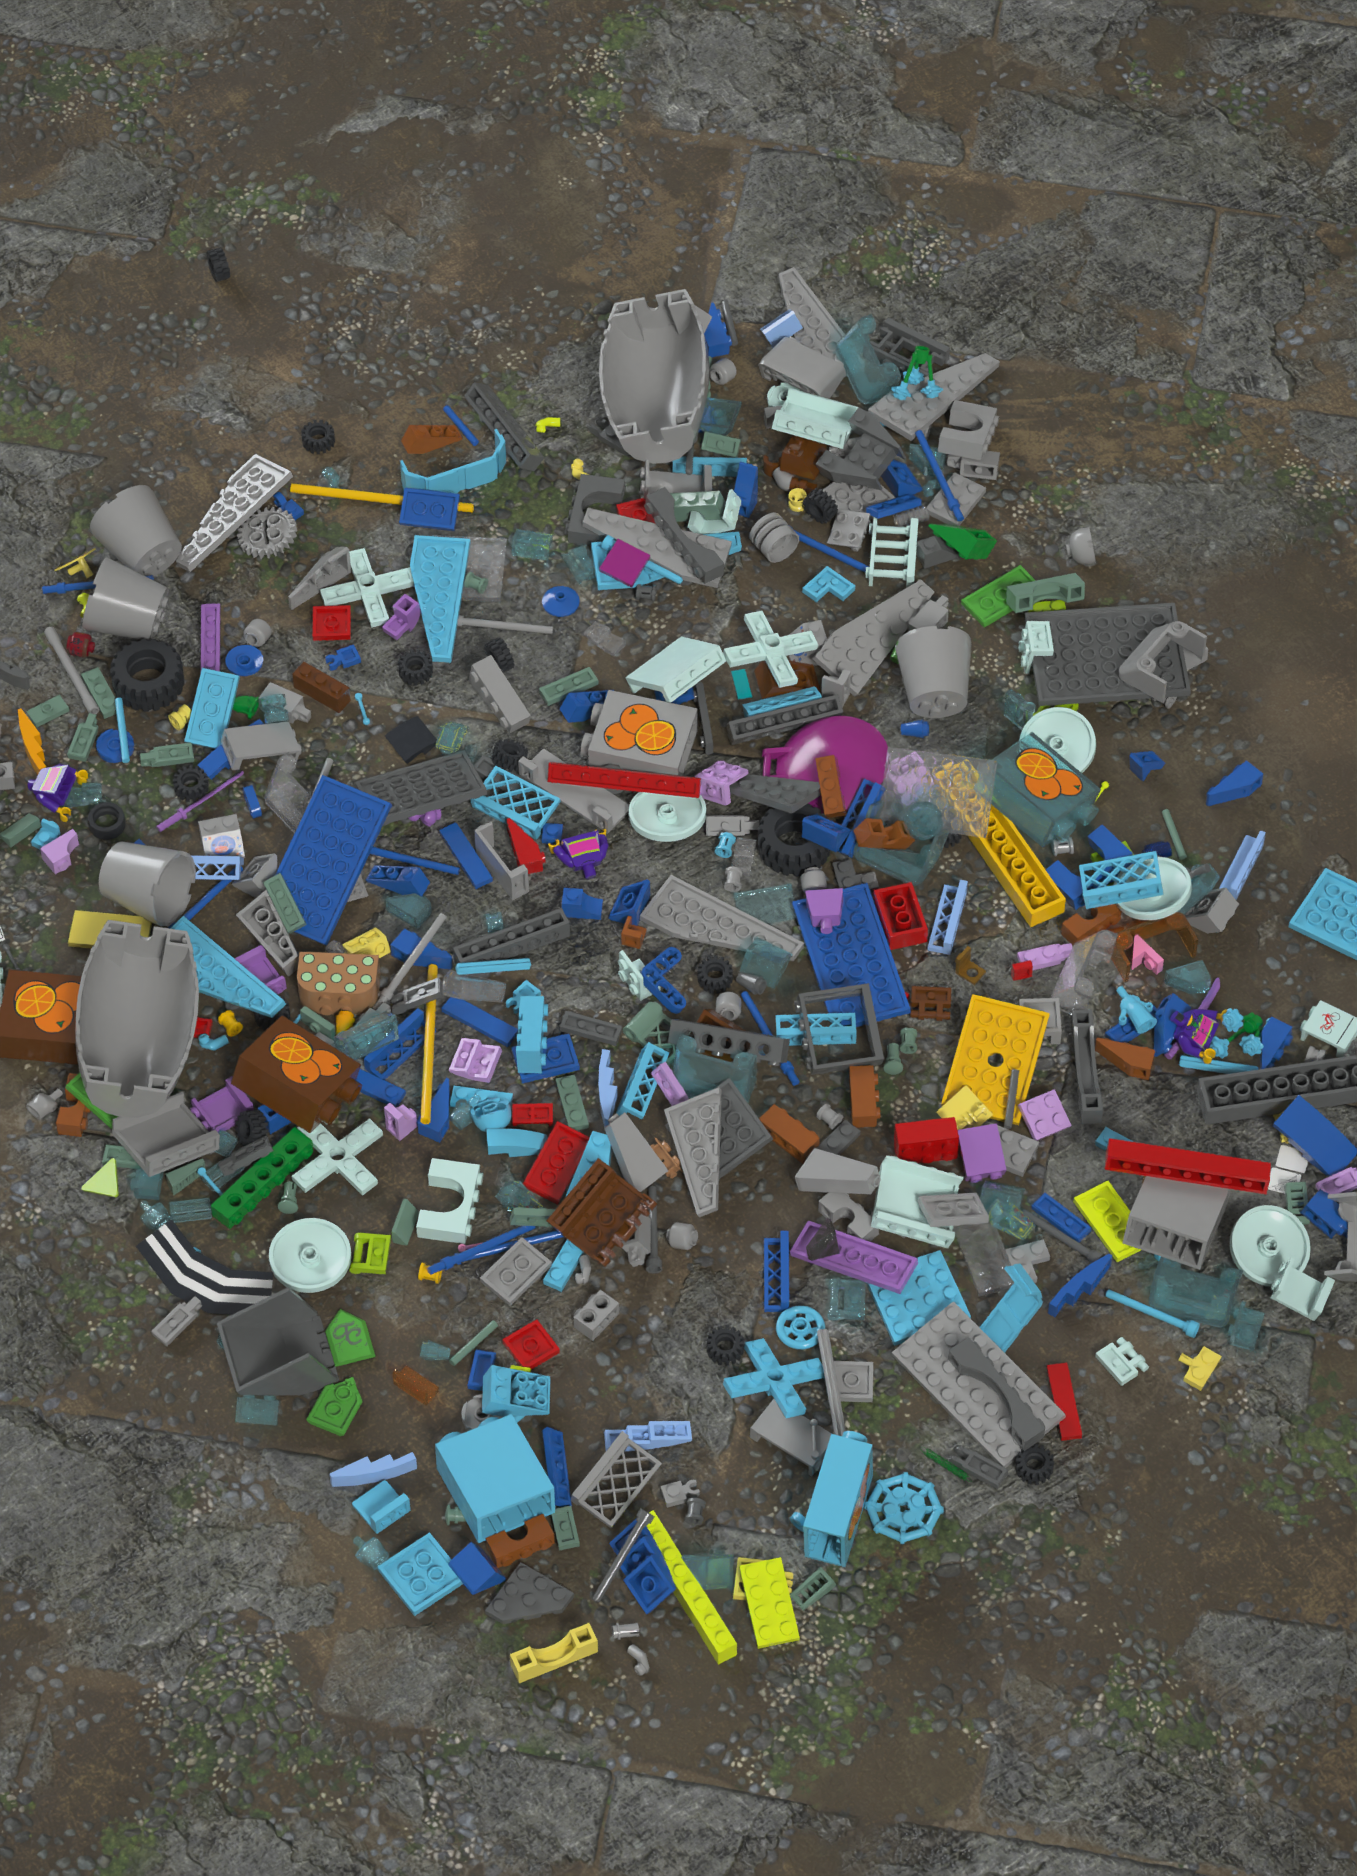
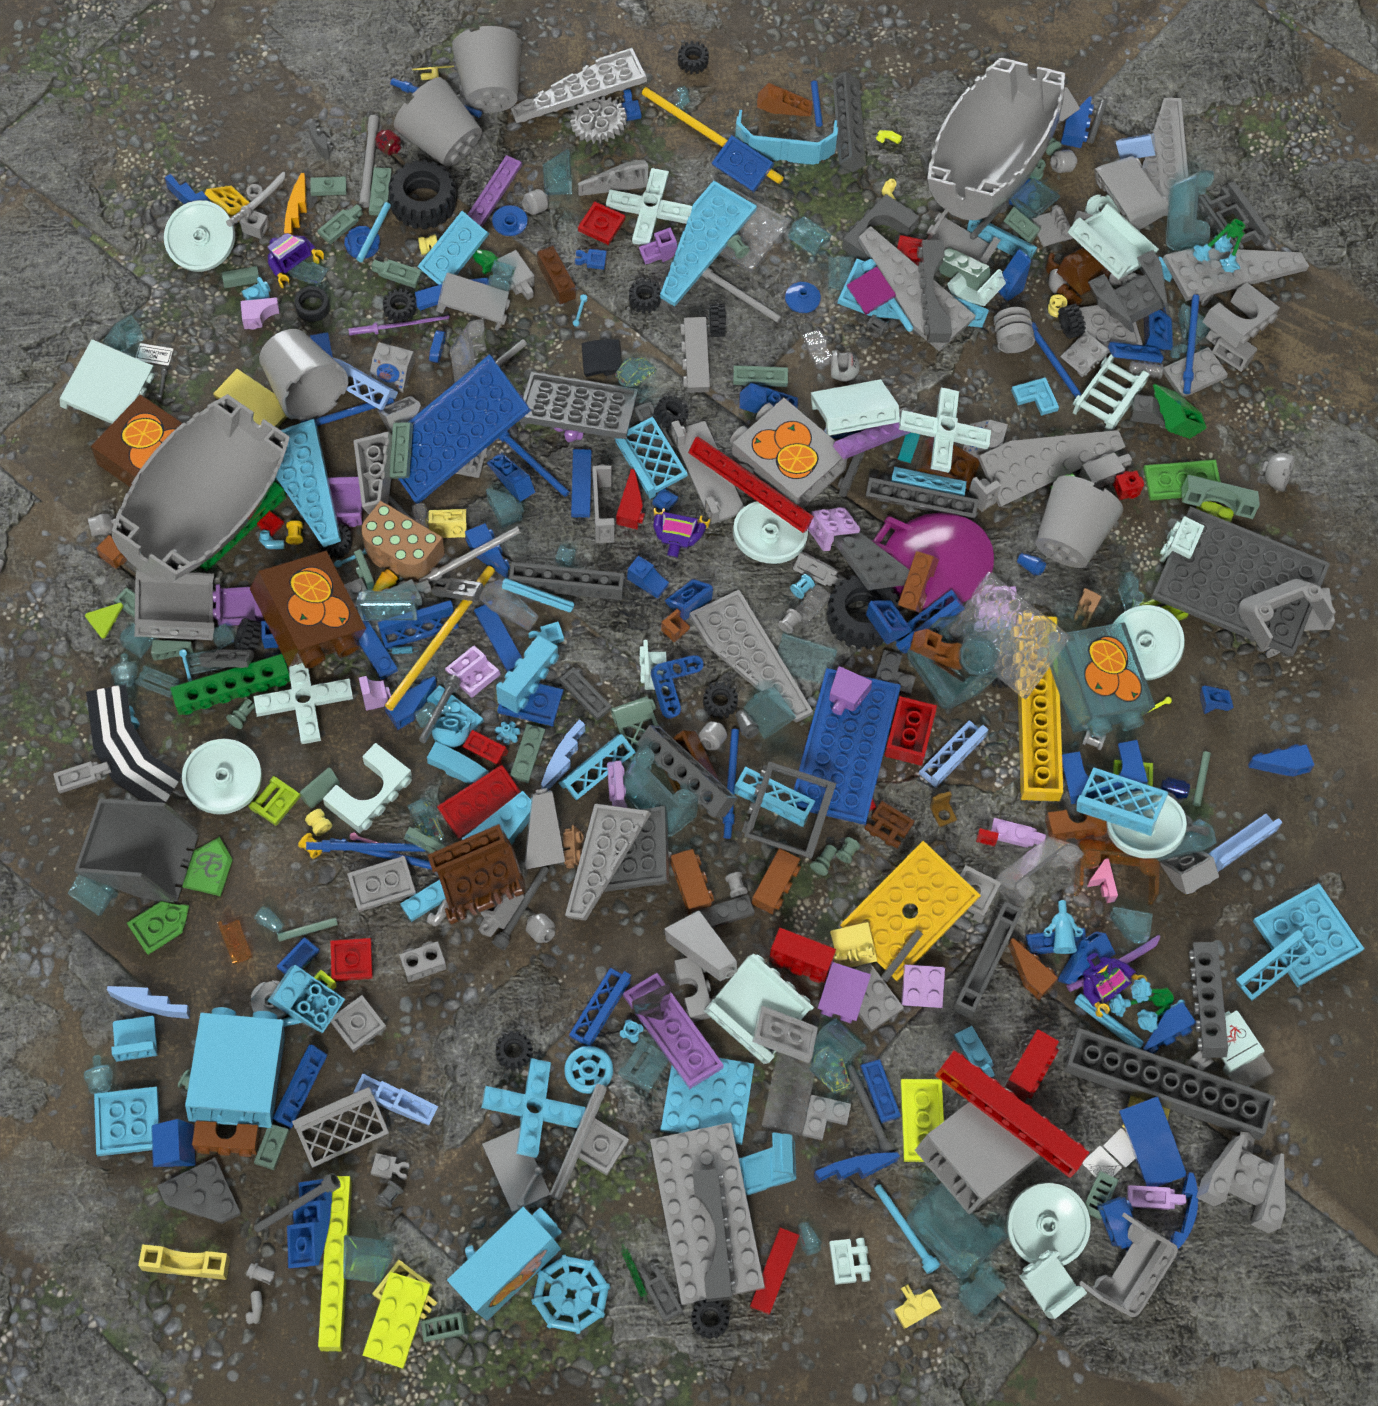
camera: 25 degrees right, 10 degrees up
(262, 598) = (558, 174): none -> clear light blue slope
(398, 1074) = (402, 650): none -> medium azure piece
(424, 1251) = (318, 822): none -> light yellow wheel
(465, 1079) = (451, 685): none -> dark grey piece
(541, 1094) = (507, 732): none -> medium azure plant
(573, 1393) = (357, 1023): none -> light grey plate
(639, 641) = (844, 366): none -> light grey helmet
(707, 689) = (867, 439): none -> medium lavender plate
(751, 432) = (1054, 227): none -> light grey hinge
(813, 879) = (856, 659): light grey head -> none
(816, 1273) = (631, 1025): none -> medium azure plate
(959, 618) = (1128, 485): none -> red brick
(988, 738) = (1087, 606): none -> medium nougat hinge
(1078, 1362) = (809, 1240): none -> clear light blue cone
(1178, 1122) = (1032, 1066): none -> red brick
(1292, 1002) = (1208, 954): none -> dark grey brick
(1323, 945) = (1269, 959): none -> medium azure fence

